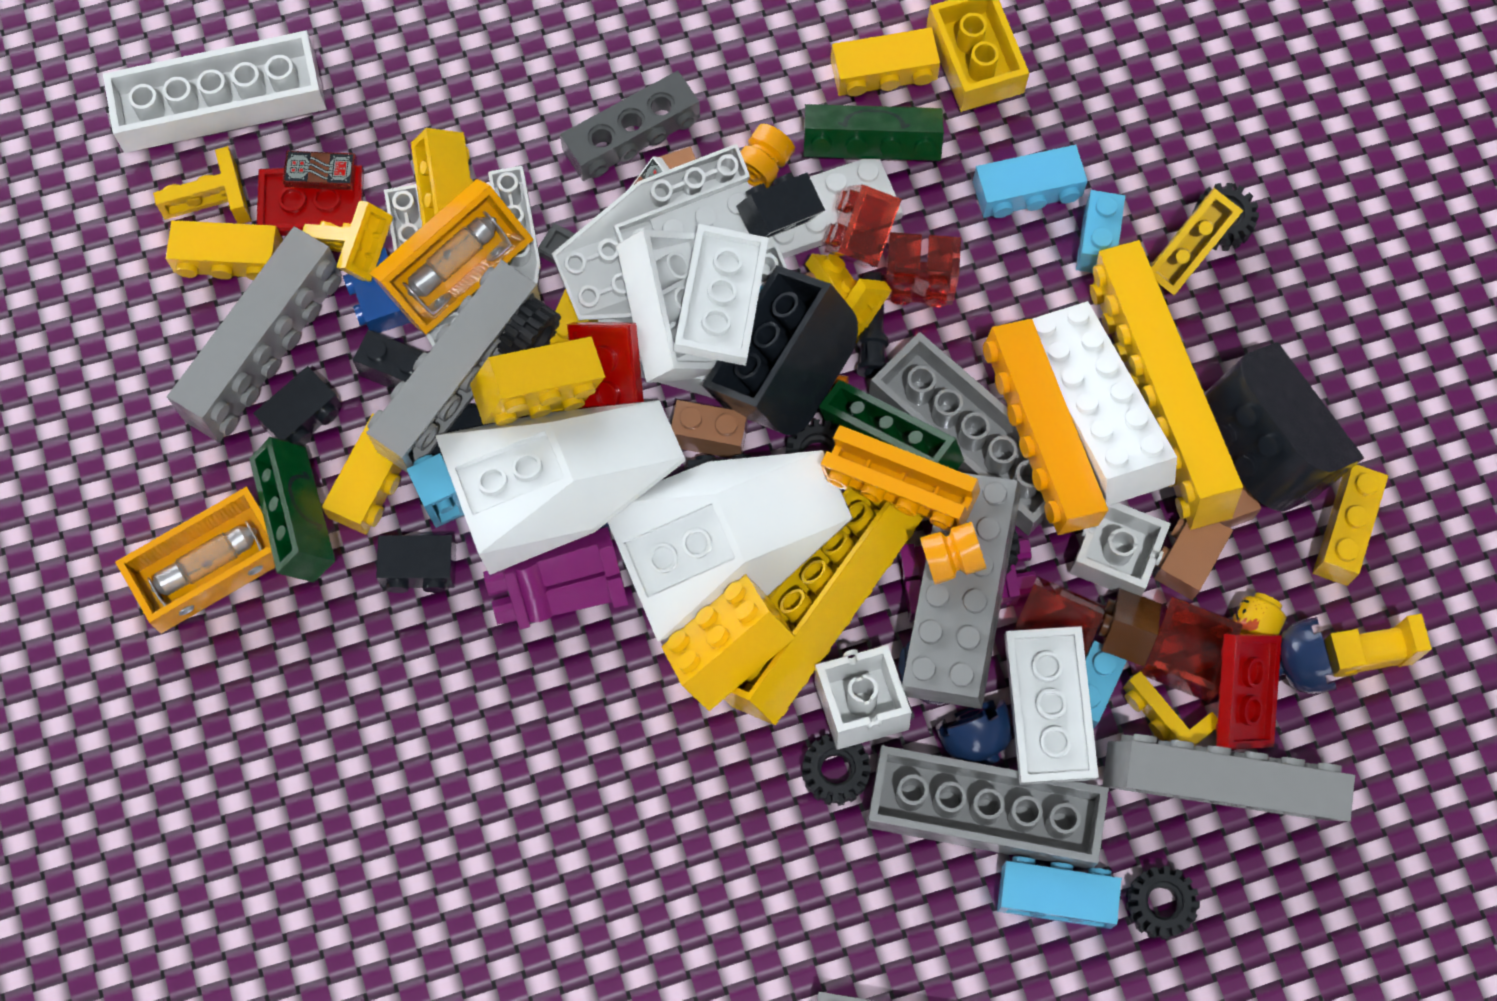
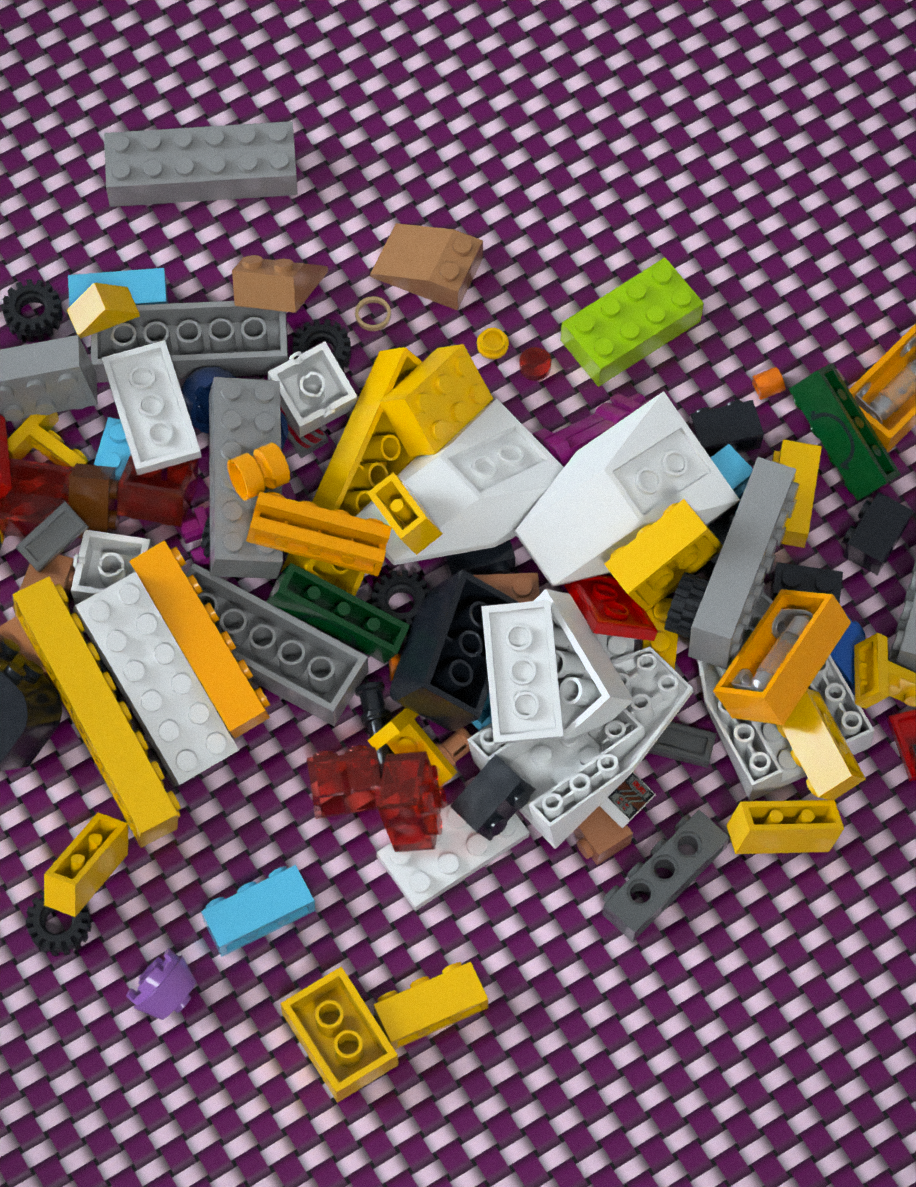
camera: 165 degrees right, 5 degrees down
(349, 609) = (768, 383): none -> orange hose
(475, 715) = (631, 321): none -> lime brick
(506, 126) = (784, 826): none -> yellow brick
(598, 700) = (535, 364): none -> clear red tile
(640, 734) = (492, 343): none -> yellow plate
(687, 854) = (430, 262): none -> medium nougat slope
(766, 152) = (524, 874): light orange wheel -> none
(767, 828) = (373, 300): none -> tan piece
(802, 478) = (404, 513): none -> yellow brick
(870, 846) = (274, 283): none -> medium nougat slope
(873, 132) = (424, 919): dark green brick -> none
(1085, 847) = (101, 308): none -> yellow slope
(1099, 227) = (179, 870): medium azure brick -> none
(1136, 125) = (163, 986): none -> medium lavender cone
(1182, 585) = (52, 537): none -> dark grey tile

